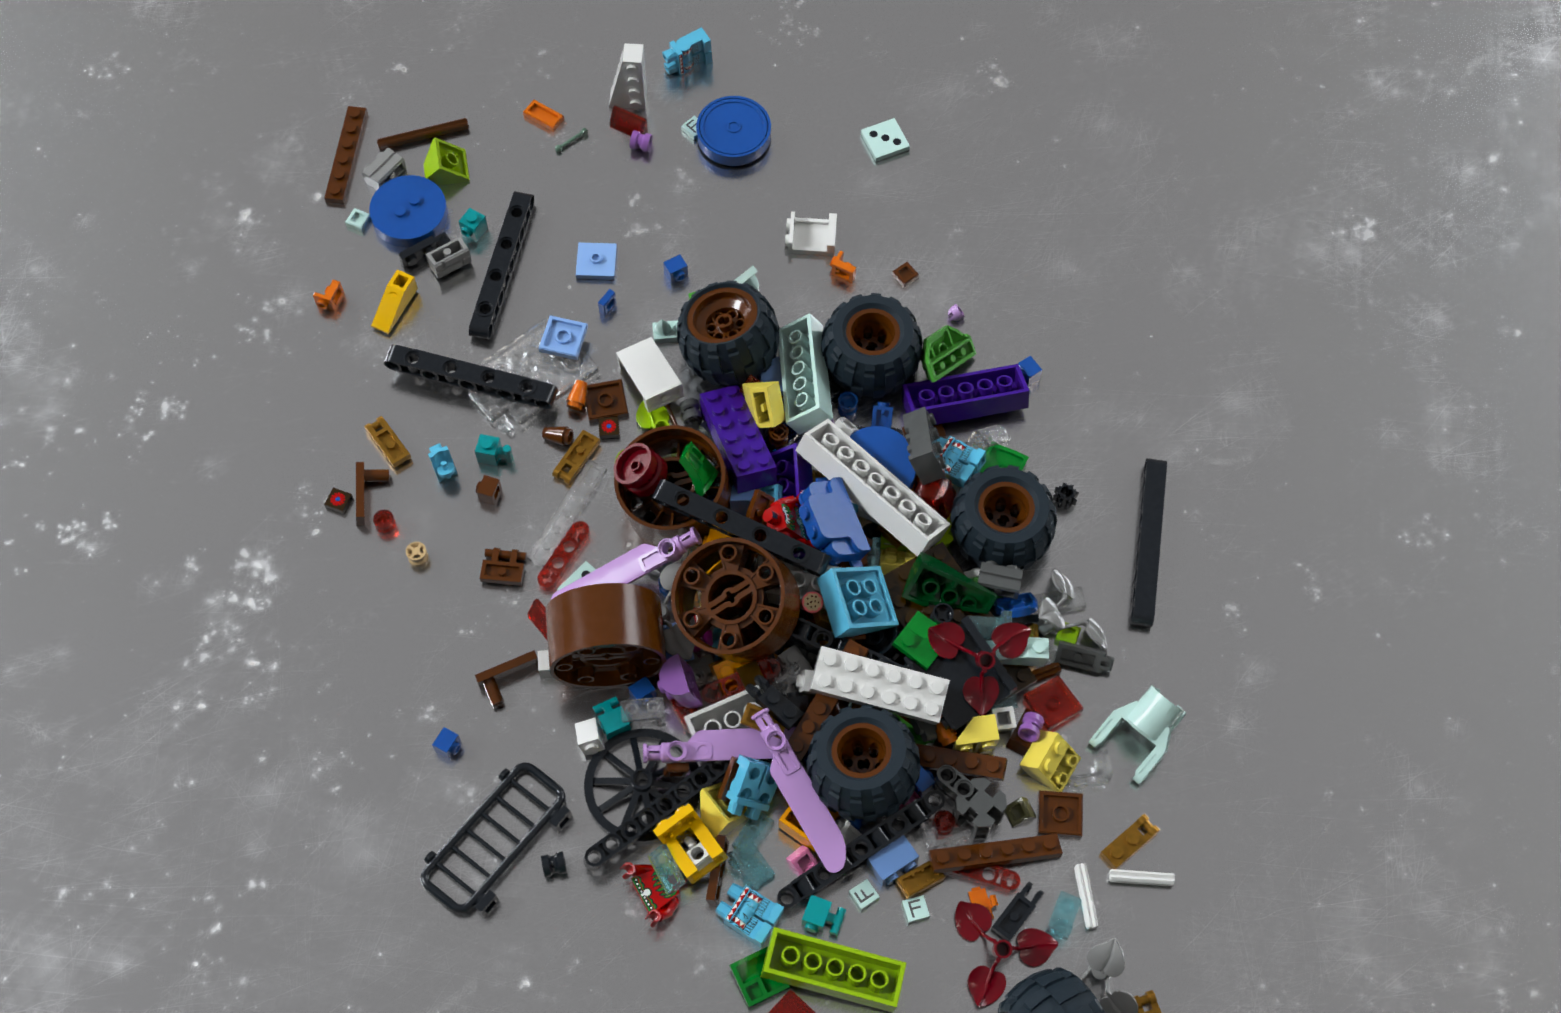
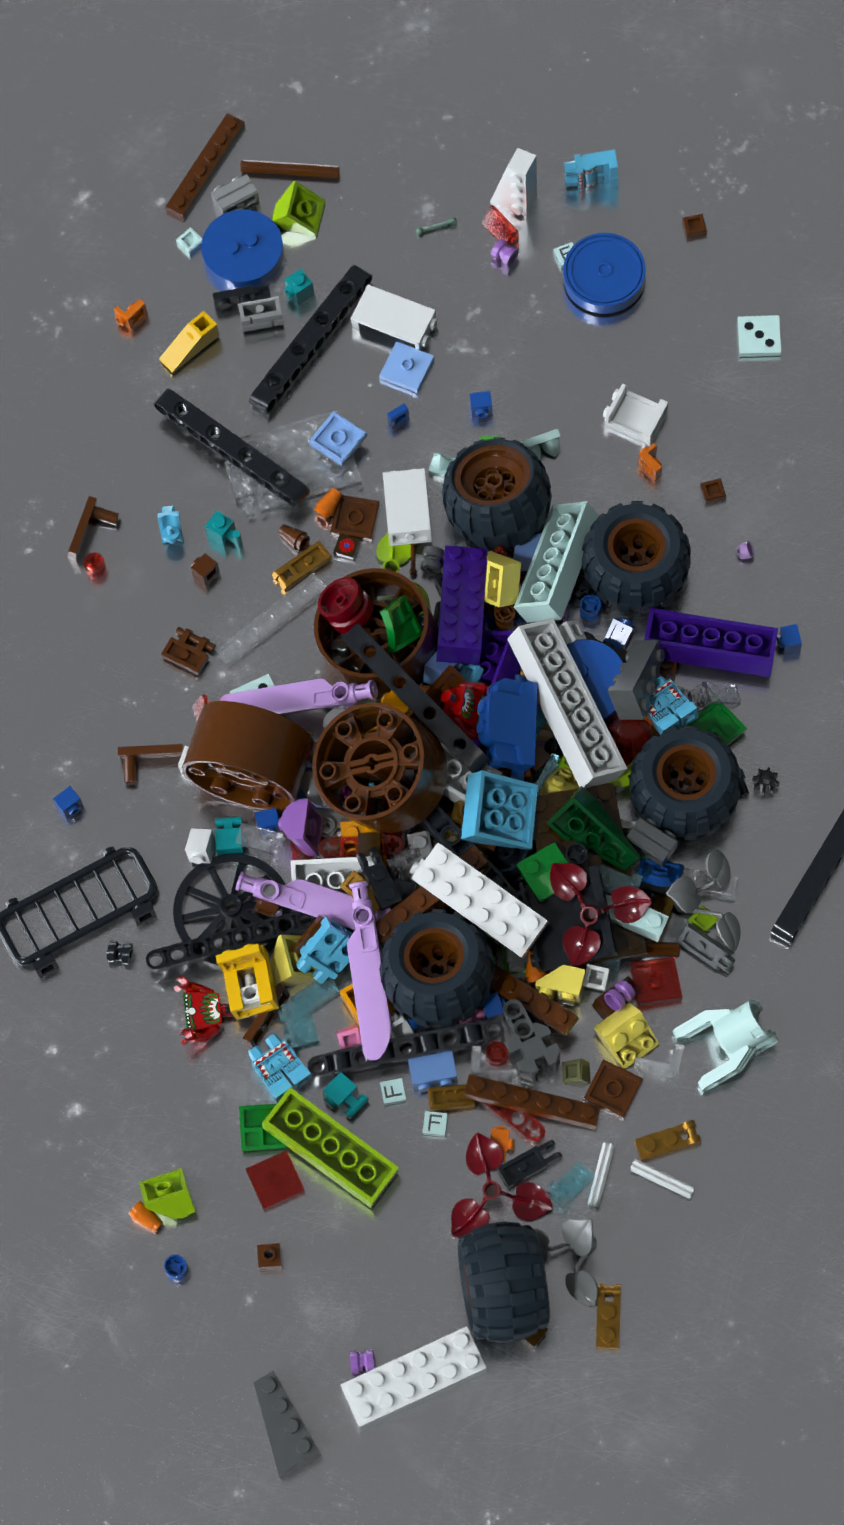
camera: 30 degrees right, 5 degrees up
(338, 500) = (60, 527): dark brown tile -> none
(388, 441) = (129, 485): pearl gold plate -> none
(415, 549) = (115, 604): tan wheel -> none
(543, 115) = (419, 189): orange tile -> none
(561, 554) = (247, 657): clear red beam -> none
(568, 221) = (394, 316): none -> white panel
(666, 869) = (216, 996): clear light blue plate -> none
(790, 71) = (694, 225): none -> reddish brown tile
(812, 602) = (455, 796): tile -> none
(945, 352) = (709, 589): bright green wedge -> none

